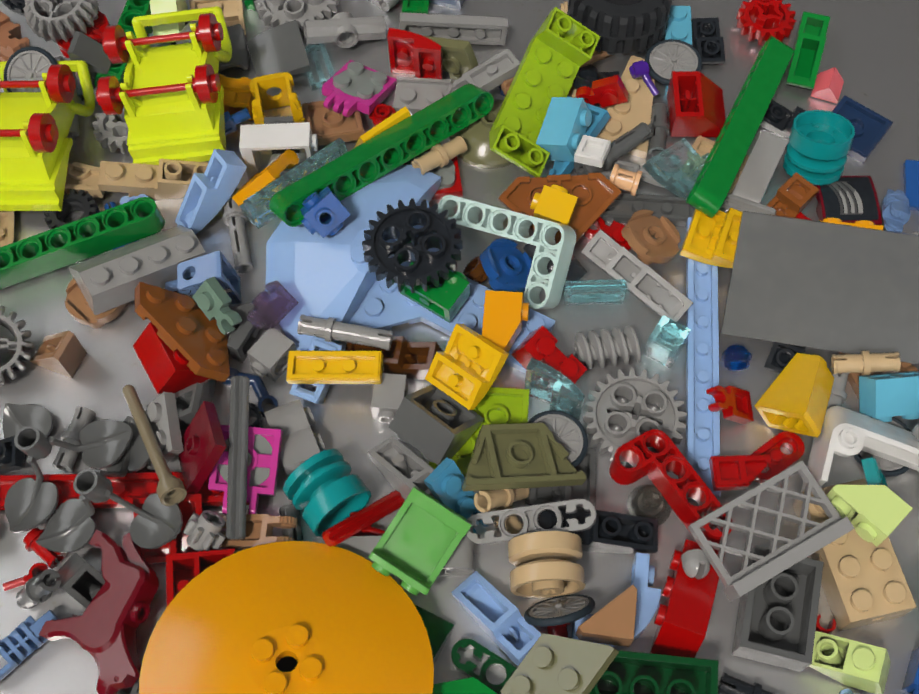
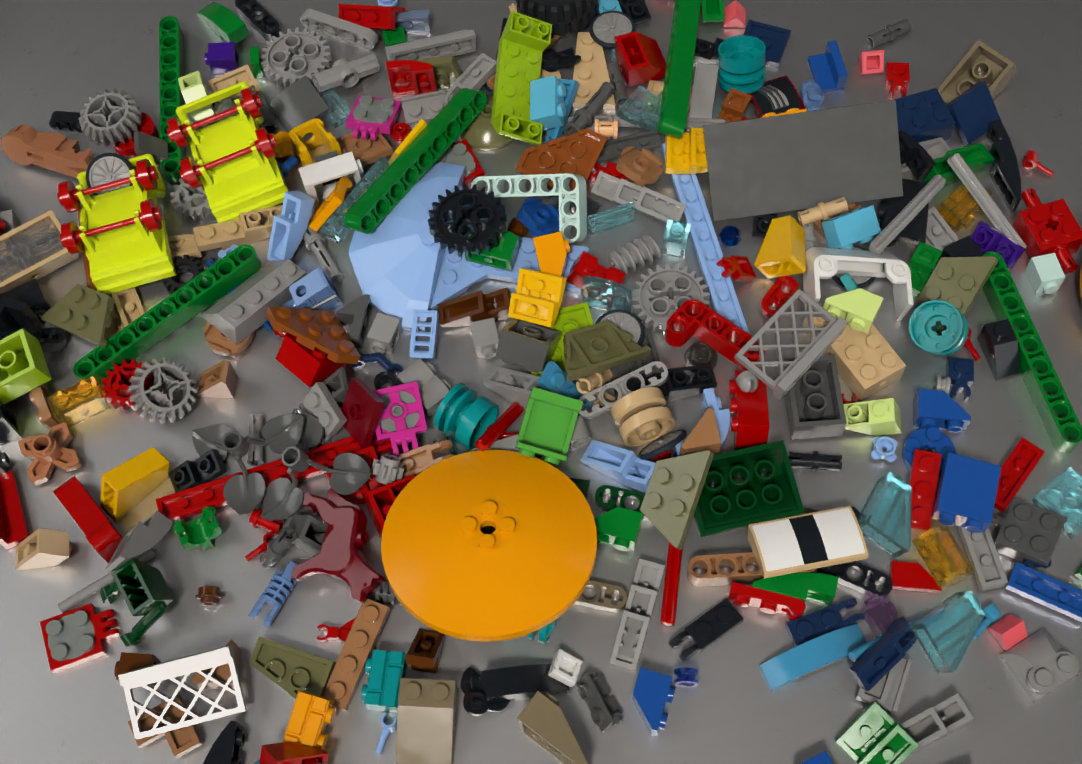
camera: 15 degrees left, 0 degrees up
(169, 488) = (350, 445): dark tan piece -> none
(214, 303) = (329, 307): sand green plate -> none
(238, 458) = (393, 409): dark grey axle -> none
(271, 306) = (374, 296): clear purple brick -> none
(326, 203) = (391, 215): blue brick -> none
(334, 367) = (438, 327): yellow tile -> none
(339, 331) = (438, 299): light grey pin -> none
(440, 155) = (459, 149): tan pin -> none
(554, 204) = (560, 161): yellow brick -> none
(592, 151) = (575, 113): white tile -> none
(604, 91) = (568, 66): red plate -> none
(641, 69) = (591, 41): dark purple hand -> none
(736, 471) = (755, 314): red tile -> none

